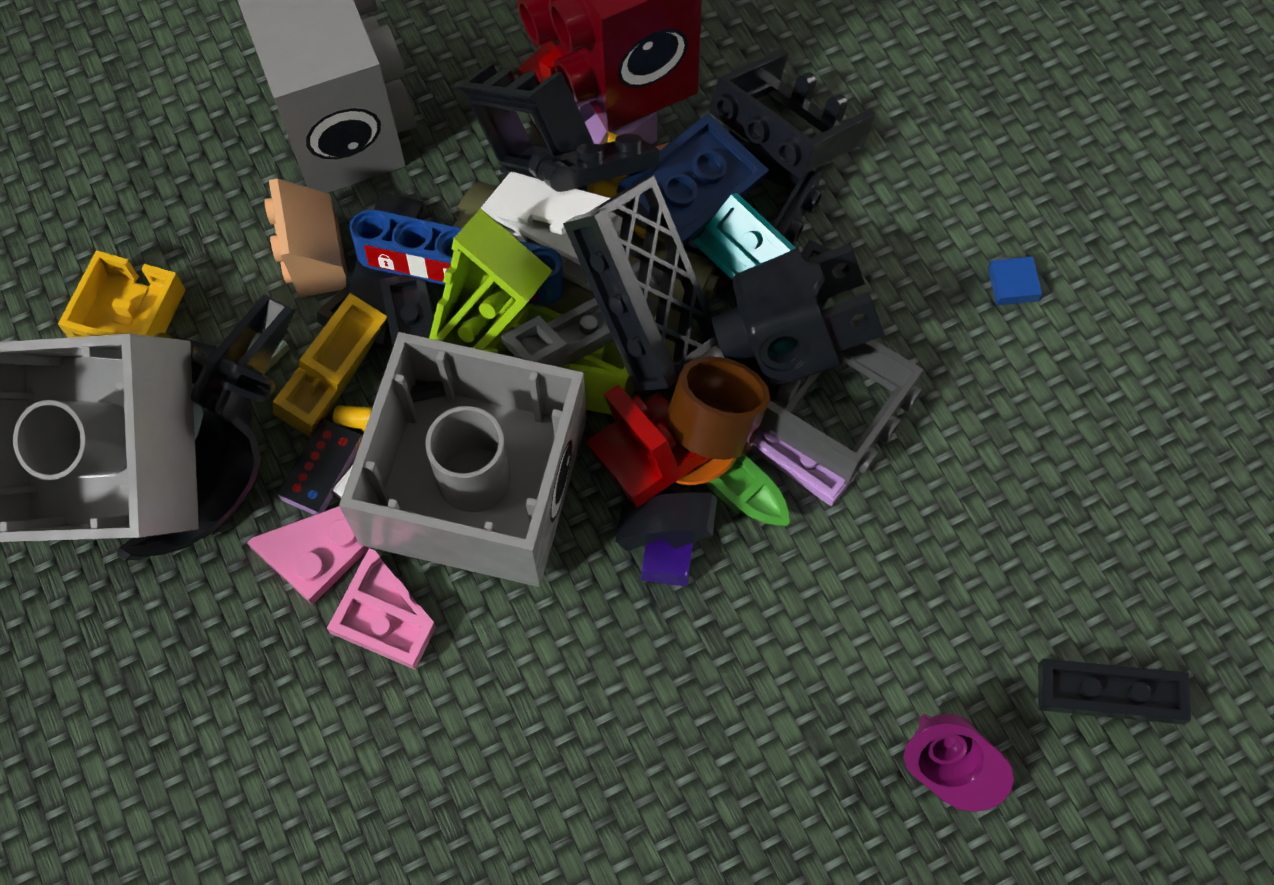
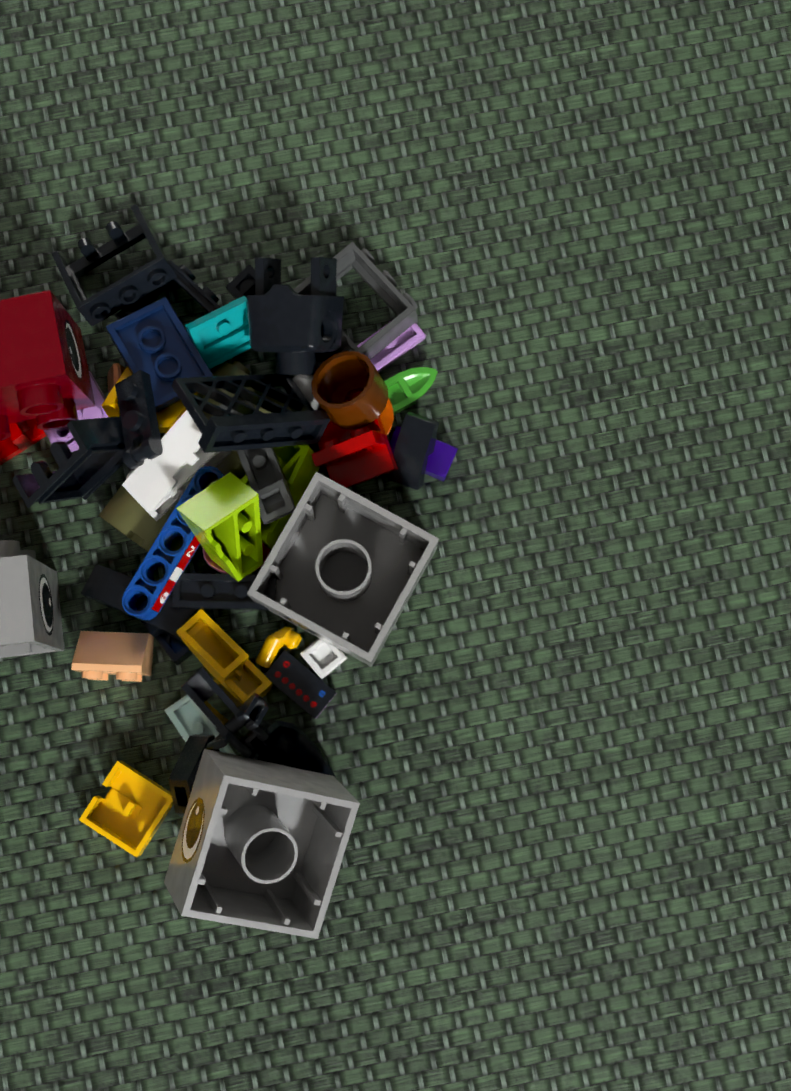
camera: 80 degrees left, 15 degrees up
(311, 552) = (362, 701): bright pink wing -> none
(382, 615) = (425, 661): bright pink wing -> none
(958, 763) = (624, 314): magenta piece -> none
(1014, 281) = (291, 154): blue tile -> none
(1114, 691) = (603, 201): black plate -> none

